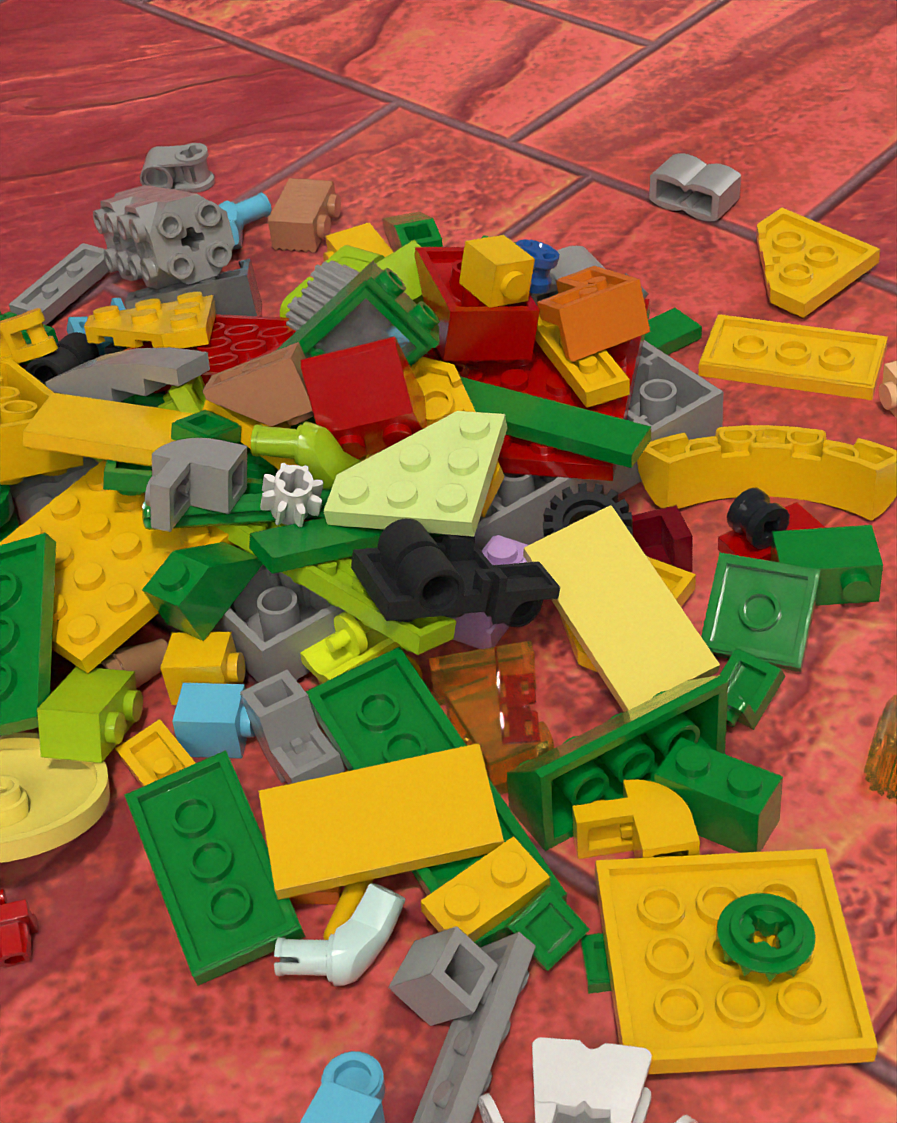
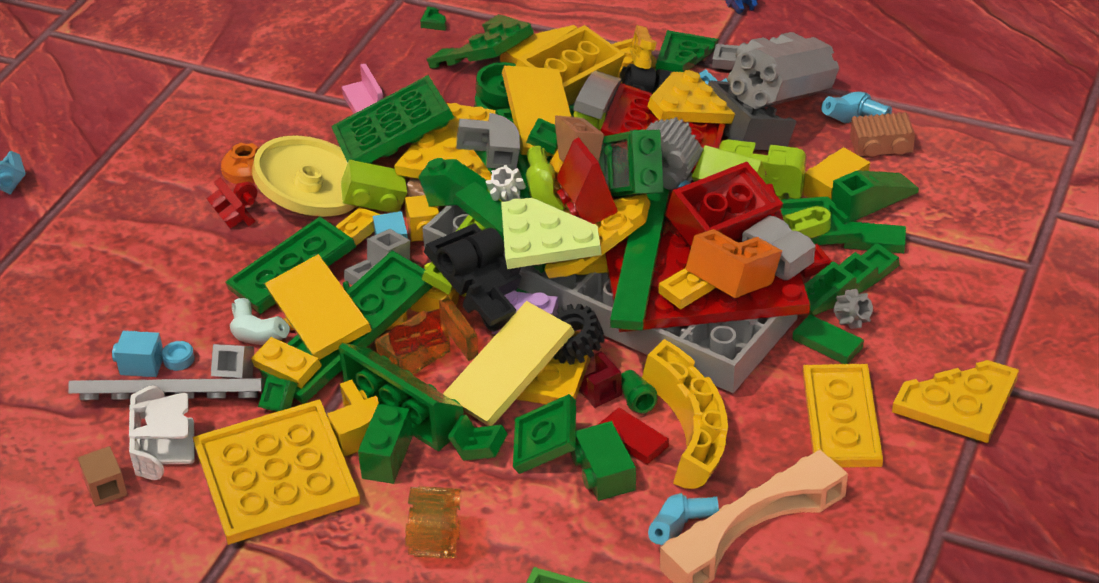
camera: 70 degrees right, 0 degrees up
(178, 168) = (906, 64): light grey piece -> none
(496, 271) = (718, 196): yellow brick -> none
(545, 260) = (746, 216): blue wheel -> none
(695, 187) = (1027, 319): light grey brick -> none
(701, 510) = (638, 392): none -> green cone
(757, 517) = (626, 413): black wheel -> none
(769, 916) = (279, 461): green gear -> none

